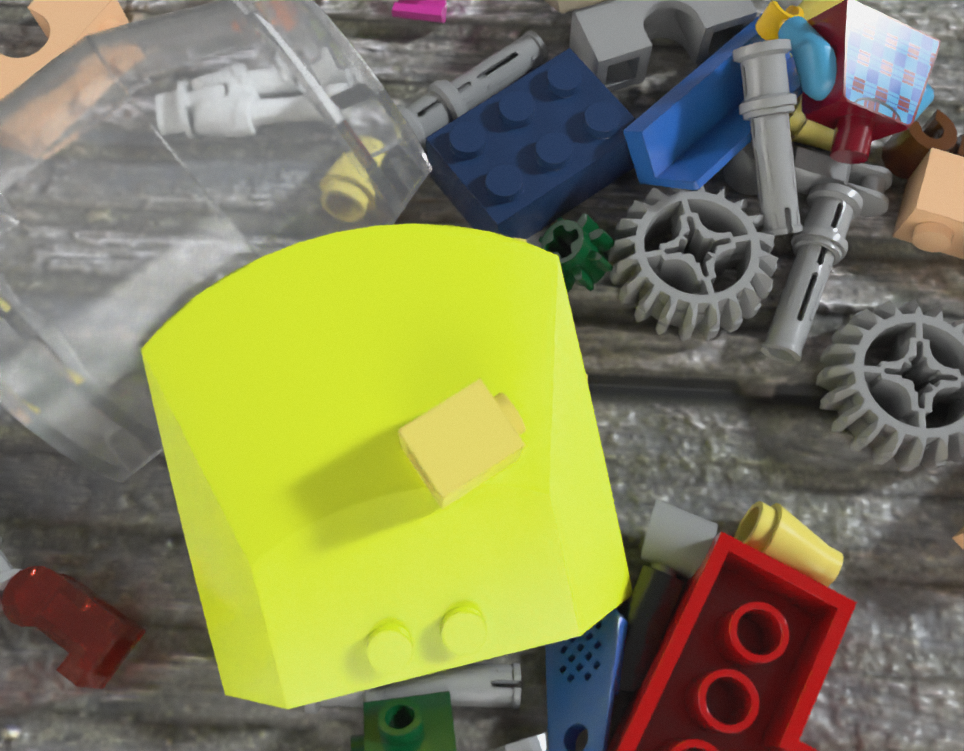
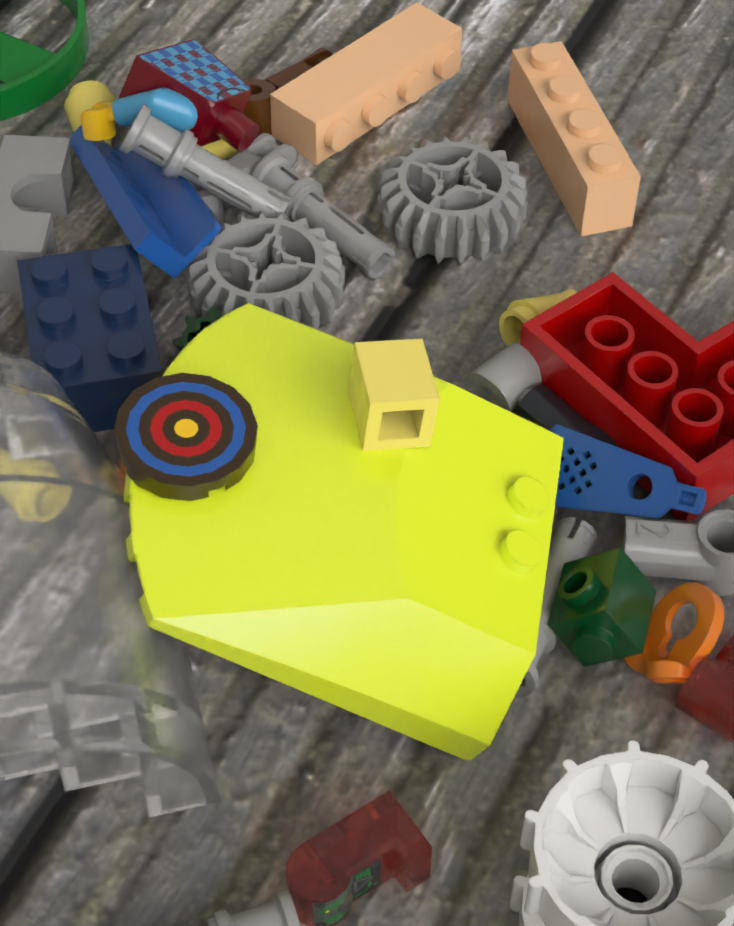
camera: 70 degrees left, 20 degrees down
(322, 278) = (185, 436): none -> dark brown tile

